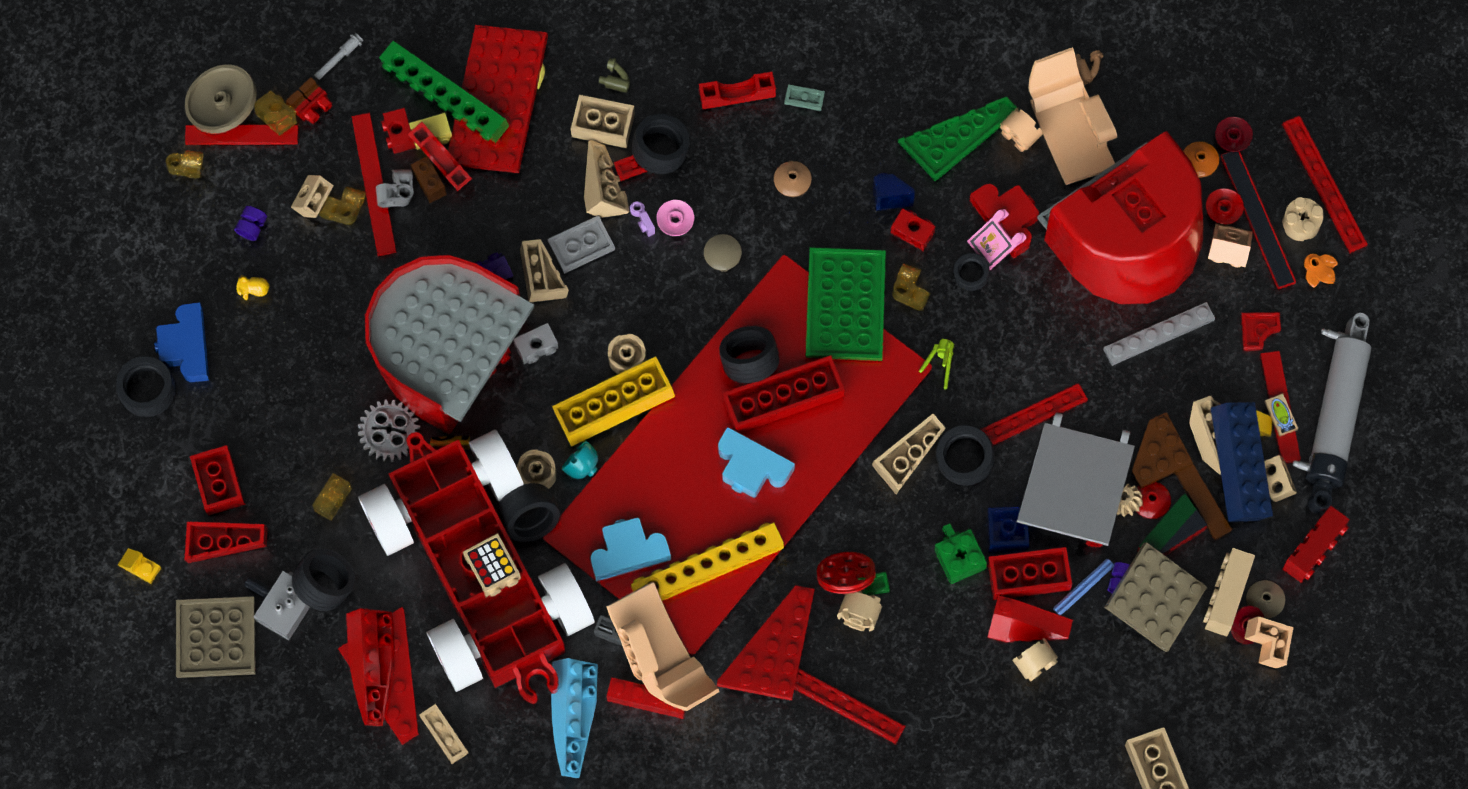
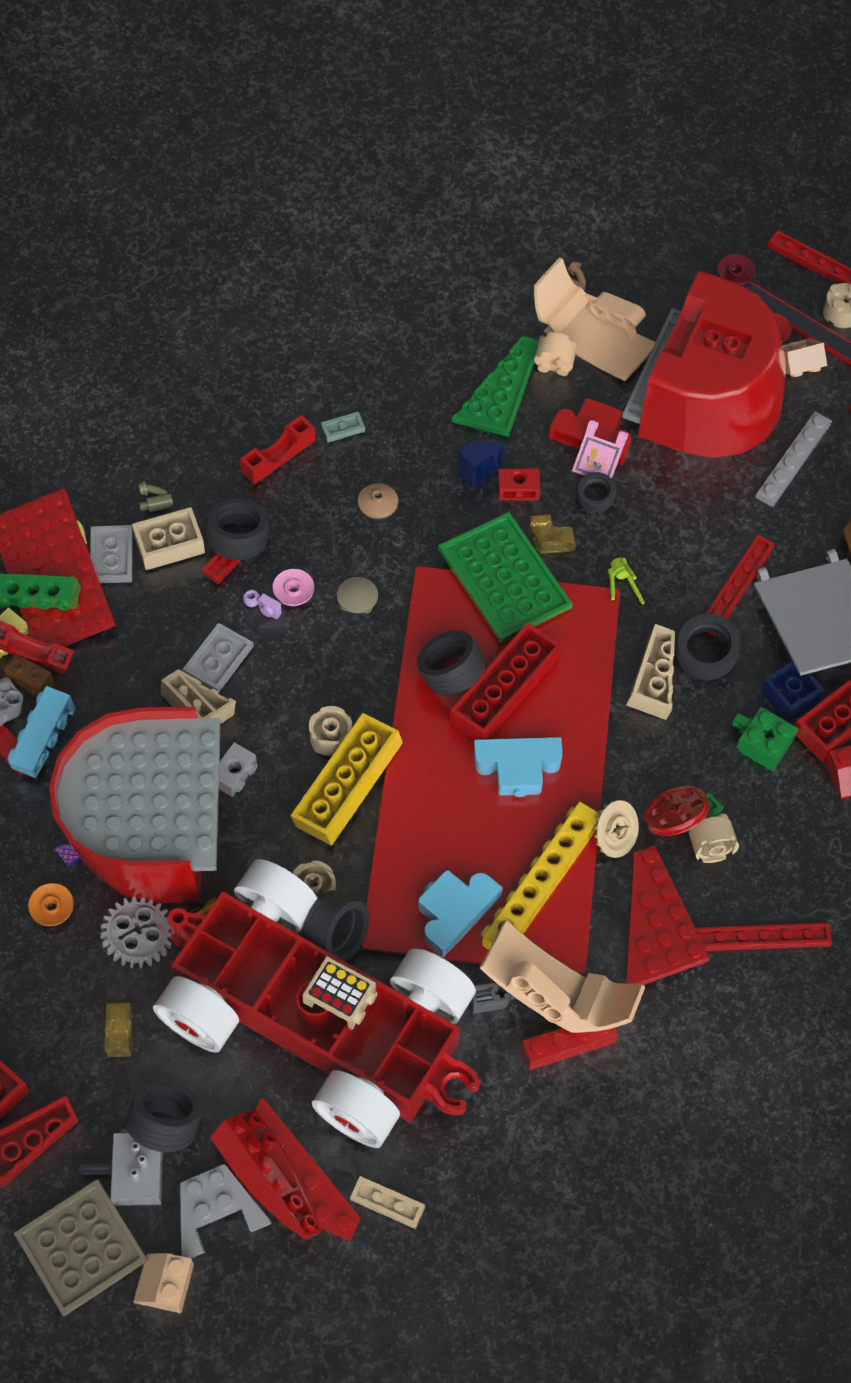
camera: 35 degrees left, 10 degrees down
(258, 695) = (164, 1281): none -> light nougat slope
(325, 657) = (211, 1198): none -> light grey wing
(338, 364) = (50, 895): none -> orange dish
(409, 231) = (41, 731): none -> medium azure wedge
(553, 108) = (112, 553): none -> light grey plate
(573, 712) = (506, 1101): medium azure wedge -> none
(582, 462) = (352, 853): teal cylinder -> none
(602, 189) = (202, 595): tan wedge -> none
(796, 569) = (623, 839): none -> tan gear

